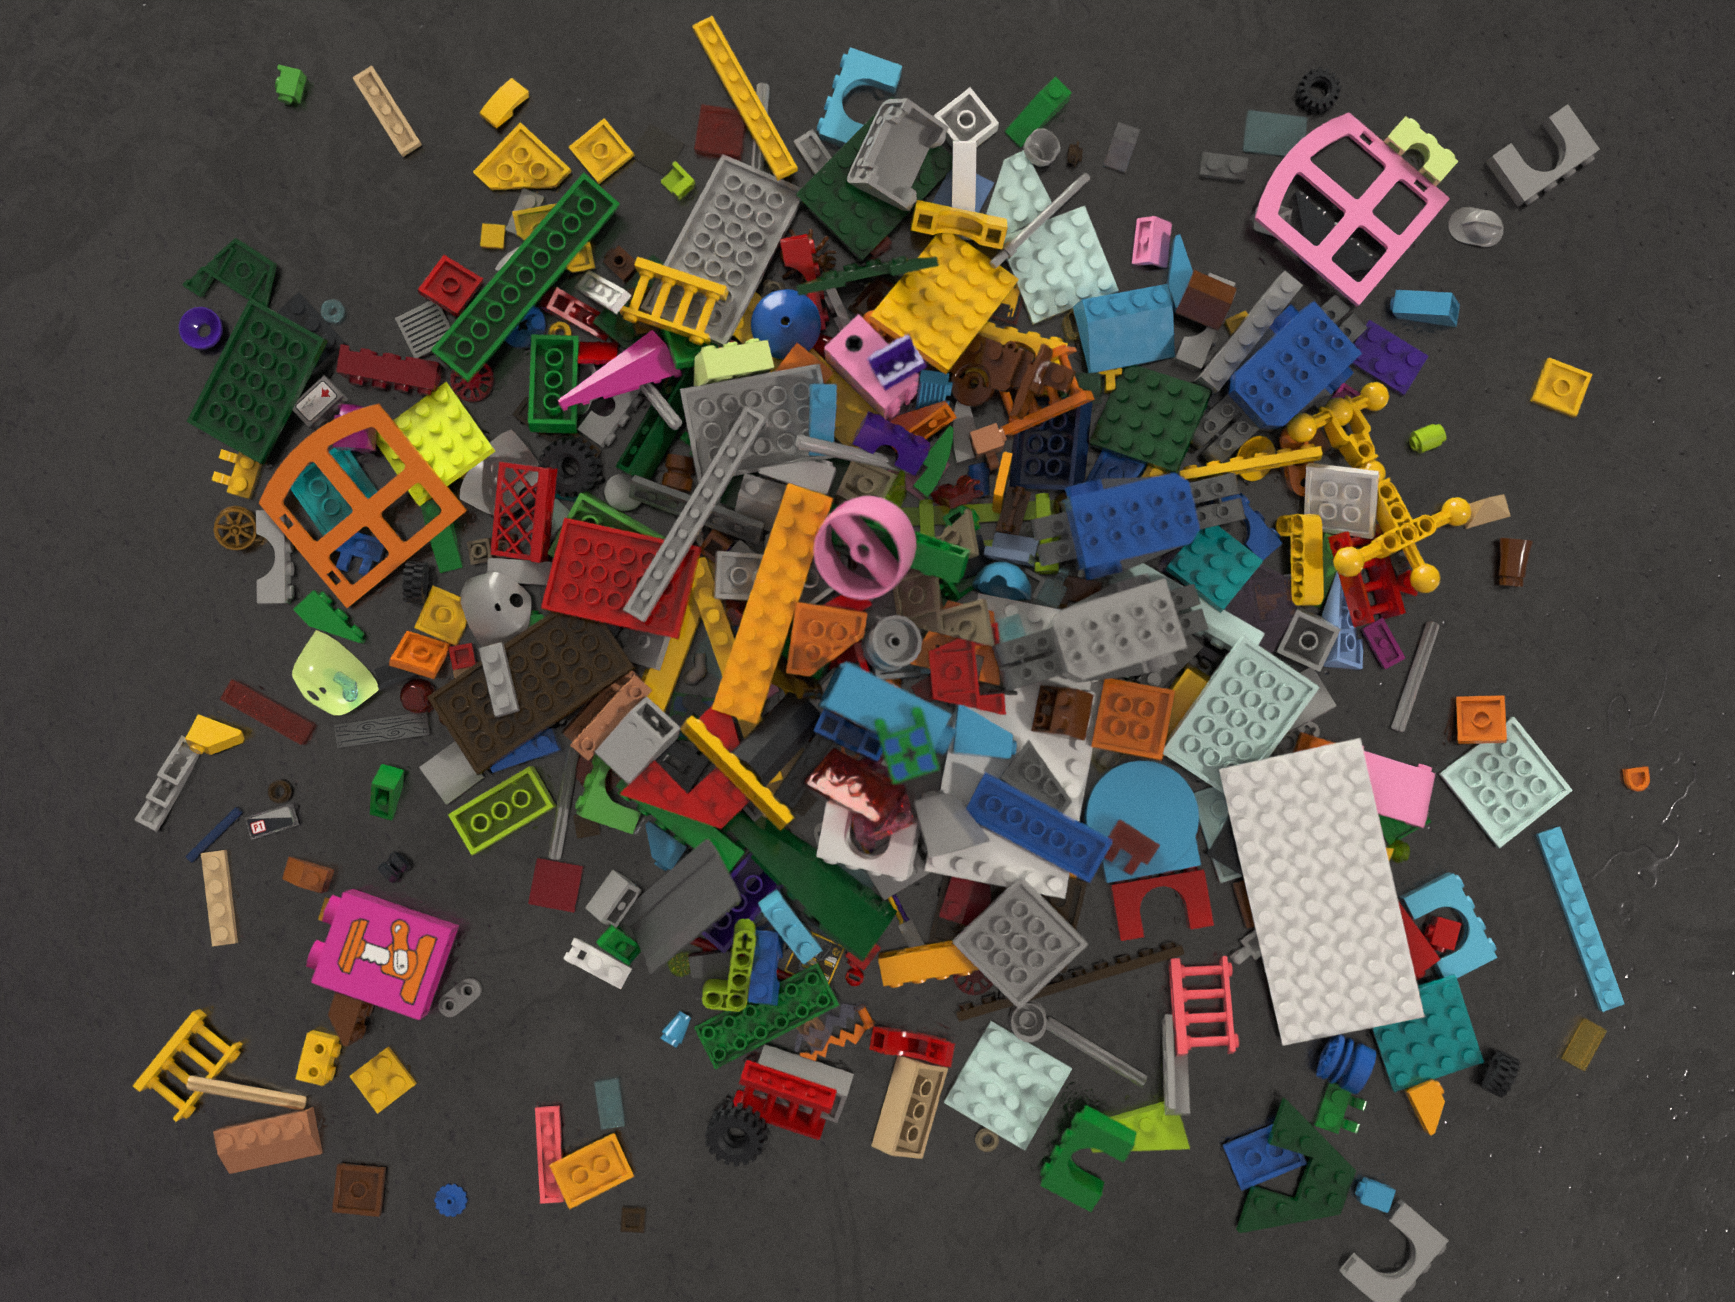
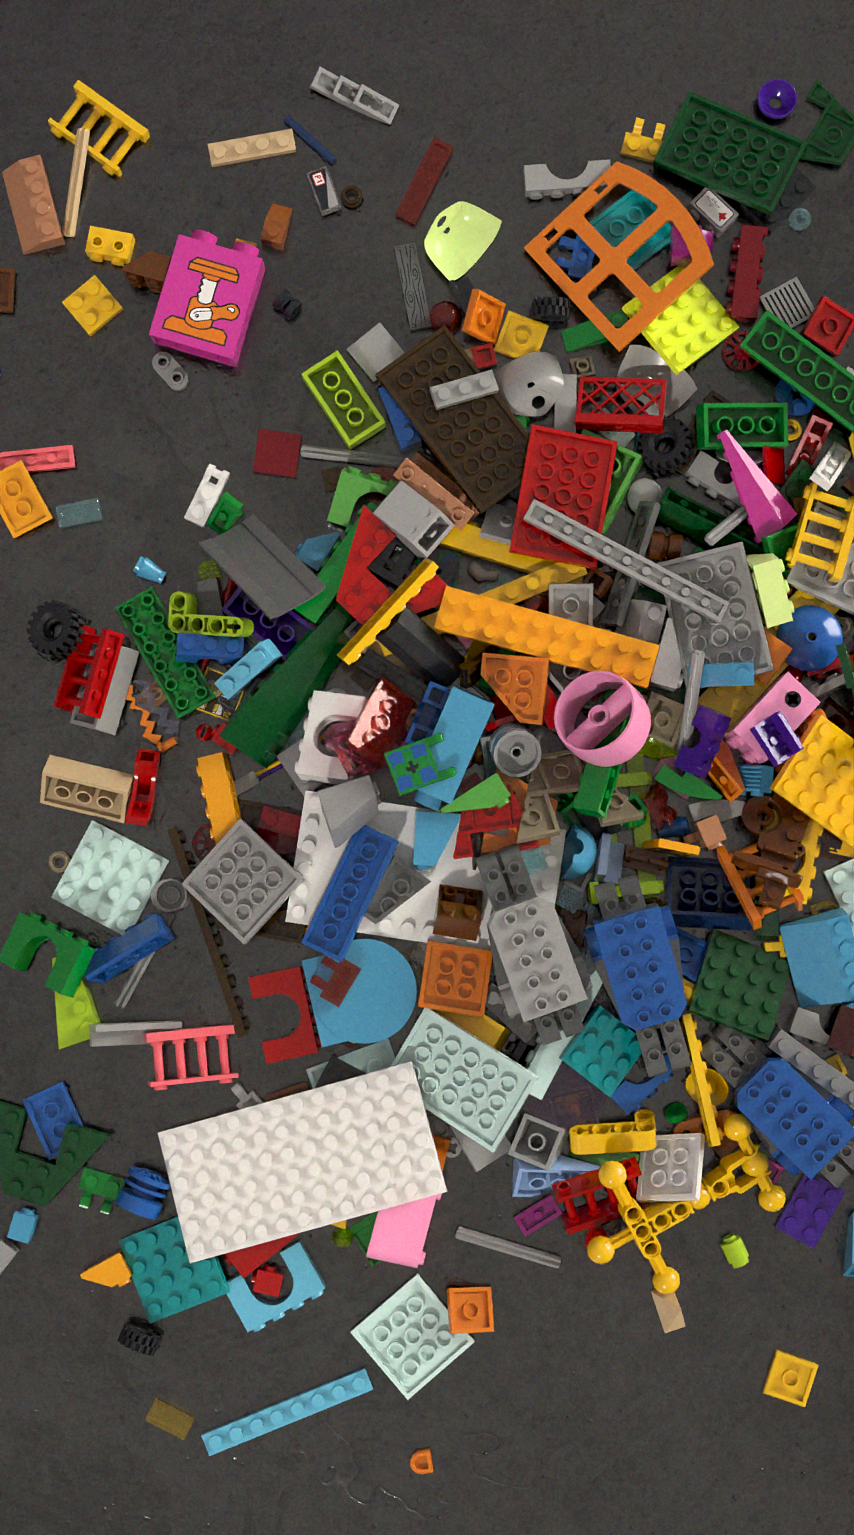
camera: 85 degrees right, 0 degrees up
(212, 736) = (399, 132): yellow slope -> none
(235, 528) = (592, 141): pearl gold wheel -> none
(320, 614) = (515, 226): green slope -> none
(349, 686) = (451, 254): clear light blue arm -> none
(386, 791) = (356, 293): green slope -> none
(613, 899) = (266, 506): light grey brick -> none
(941, 678) = (487, 794): none -> bright green slope
(1084, 1068) = (129, 948): none -> blue slope
(1281, 492) = (676, 1113): none -> green tile
(1513, 561) = (621, 1336): reddish brown plant -> none

